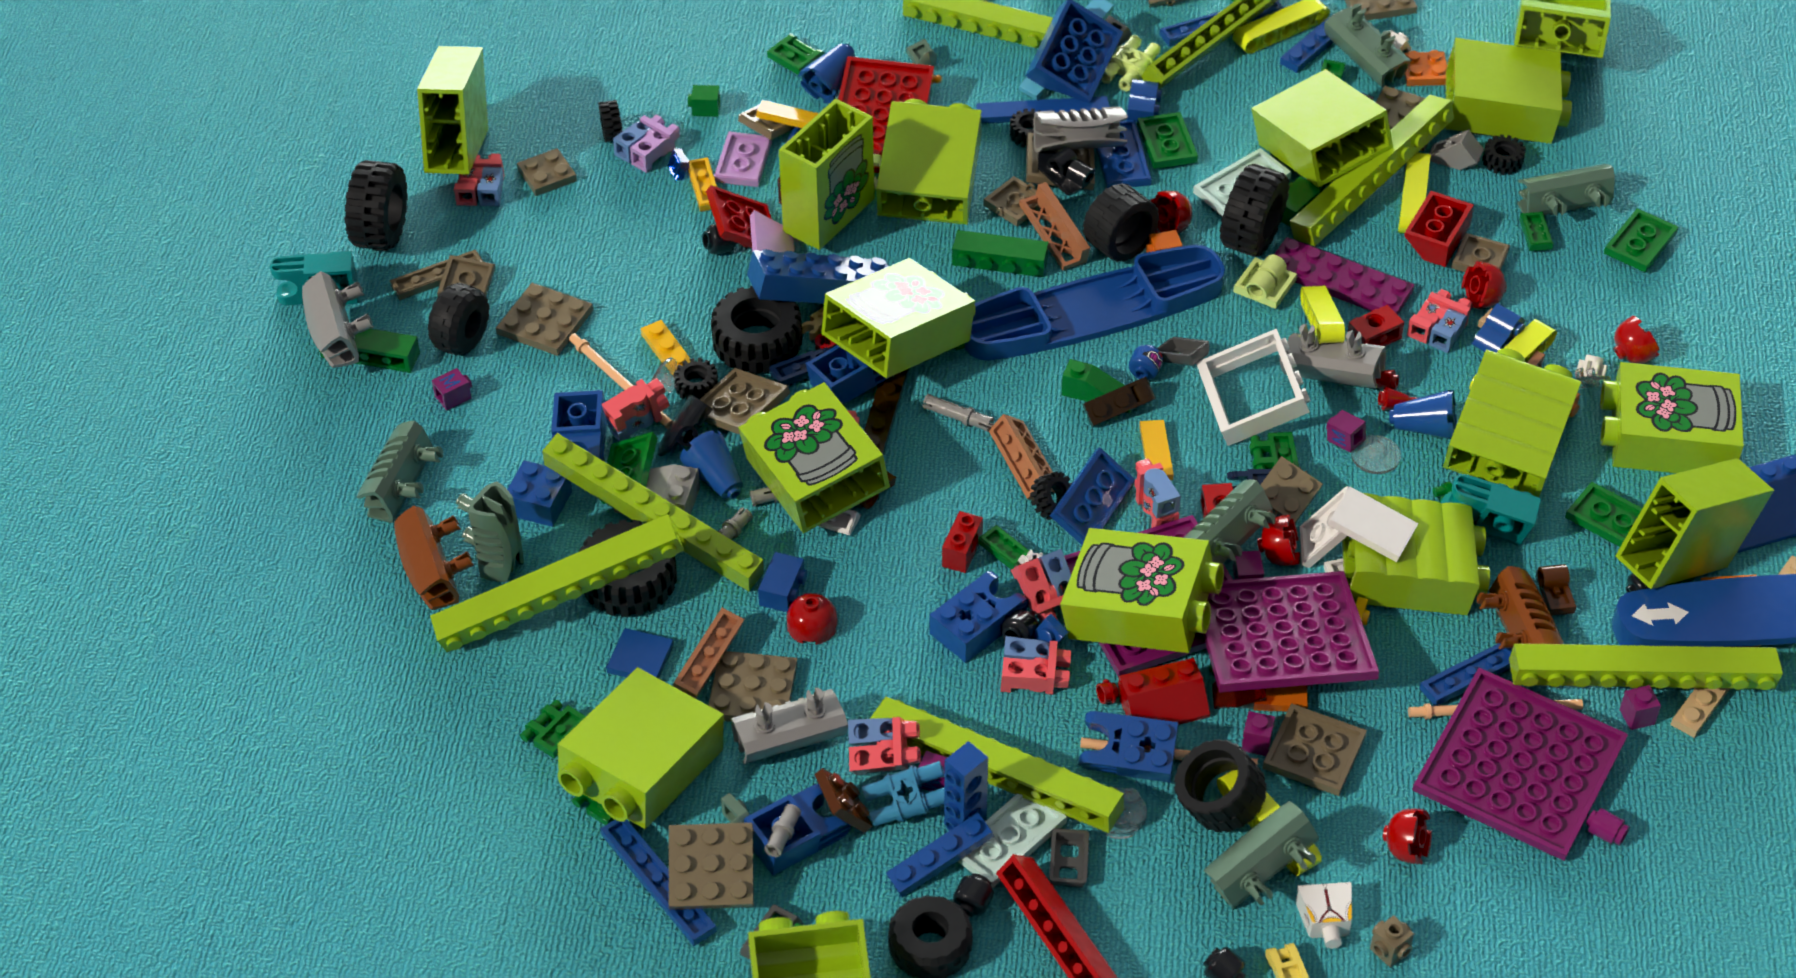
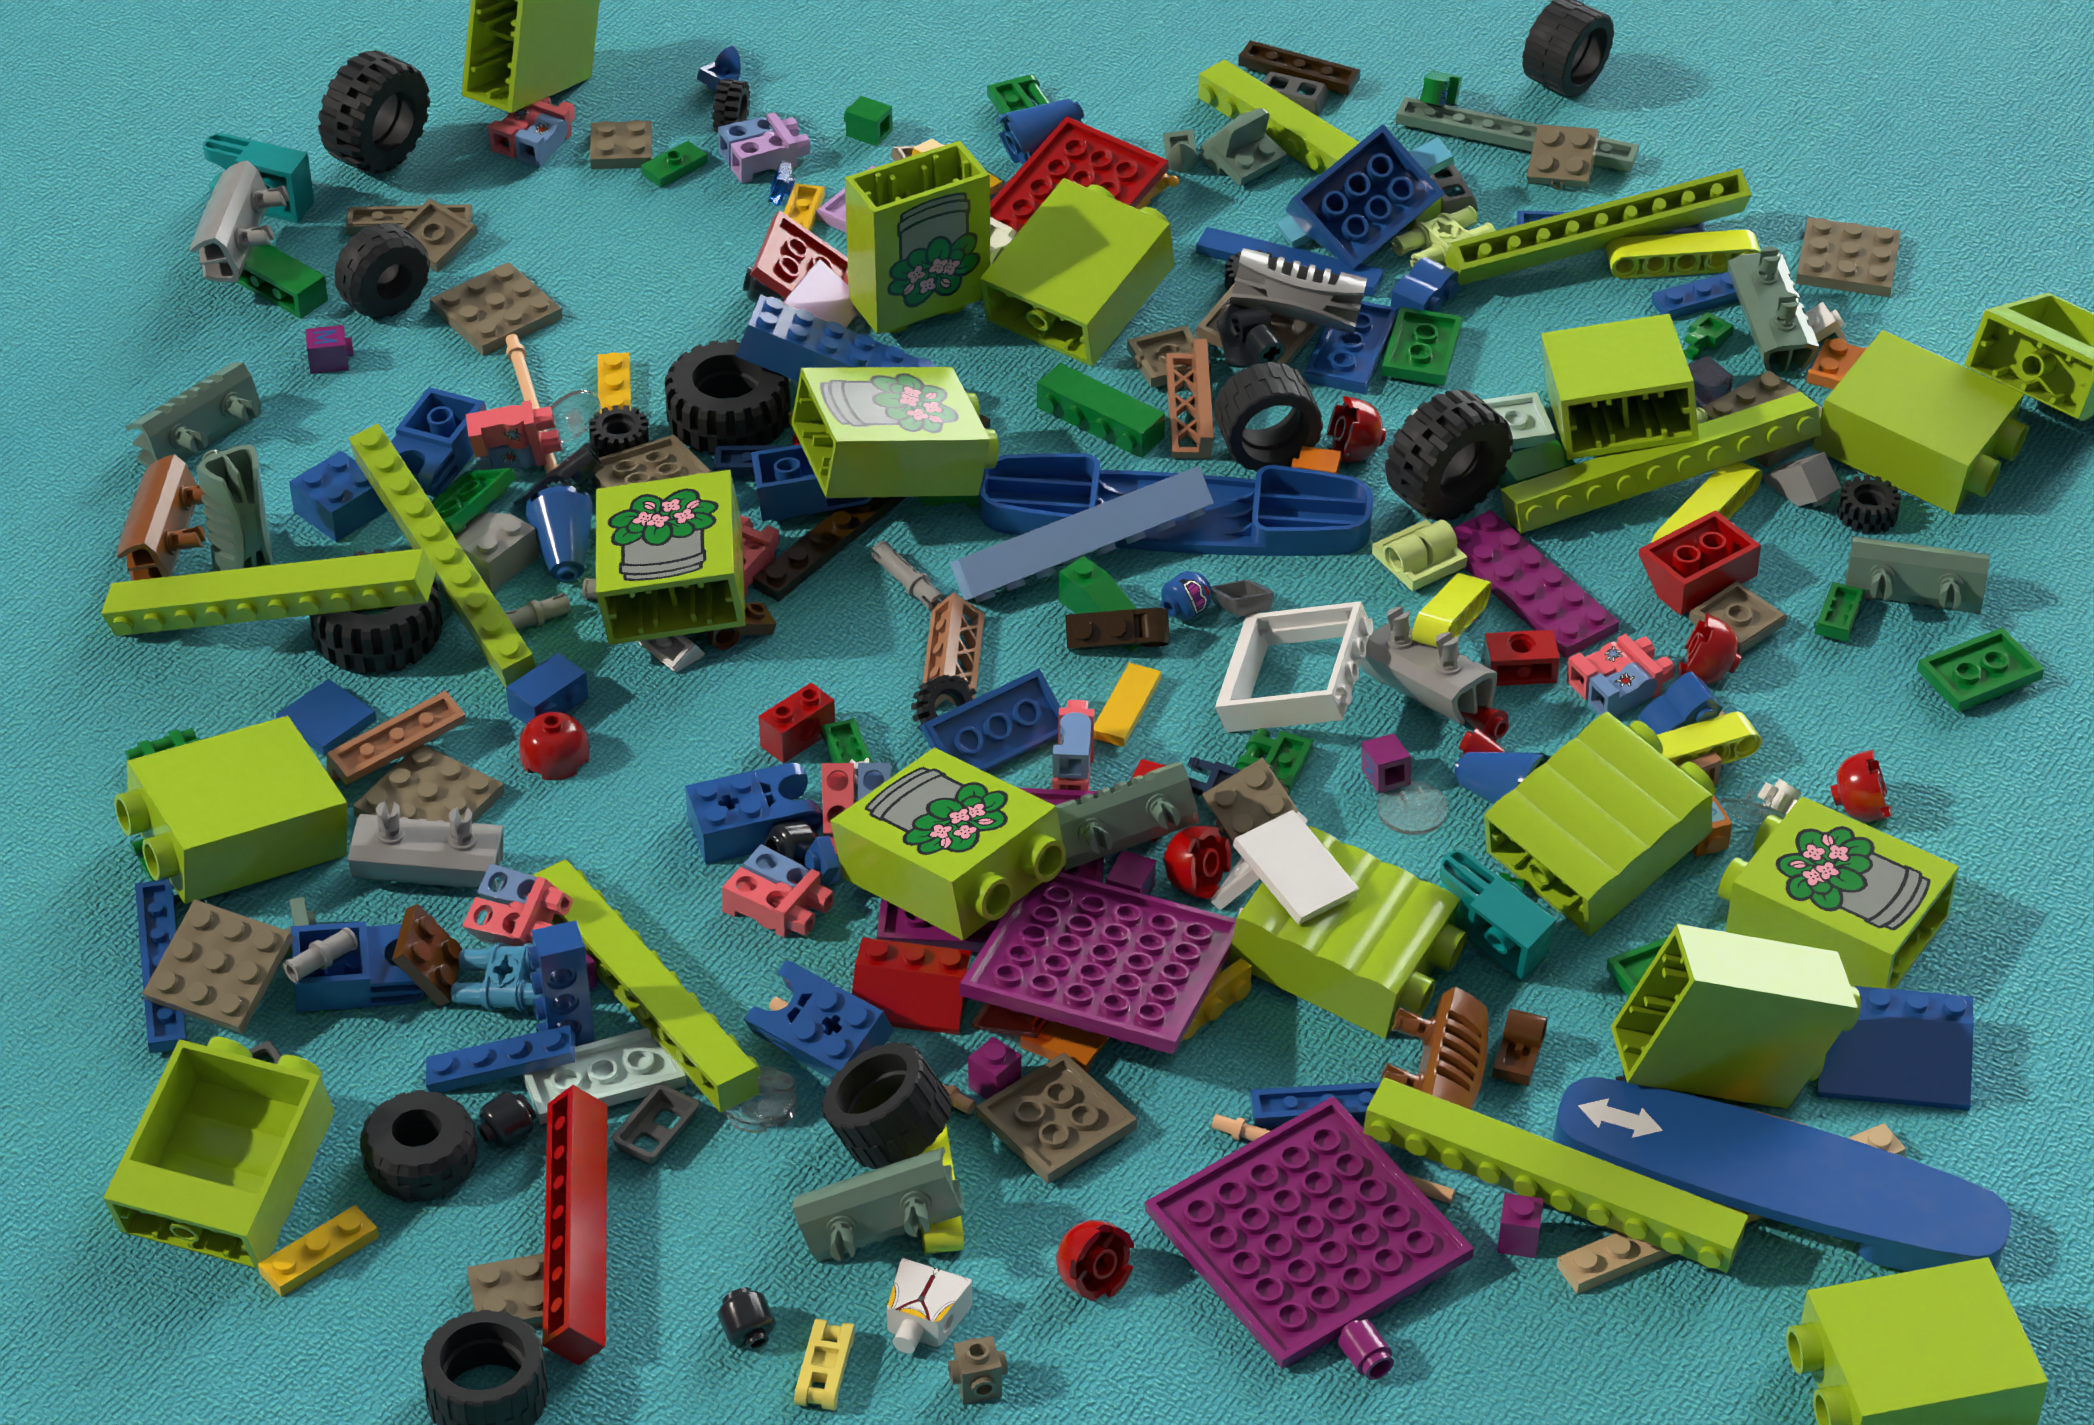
camera: 25 degrees right, 5 degrees down
(581, 96) = (725, 67): none -> blue plate
(593, 173) = (674, 164): none -> green plate
(962, 41) = (1243, 148): none -> sand green piece
(1055, 344) = (1081, 533): none -> light blue brick
(1107, 692) = (846, 956): red plate -> none

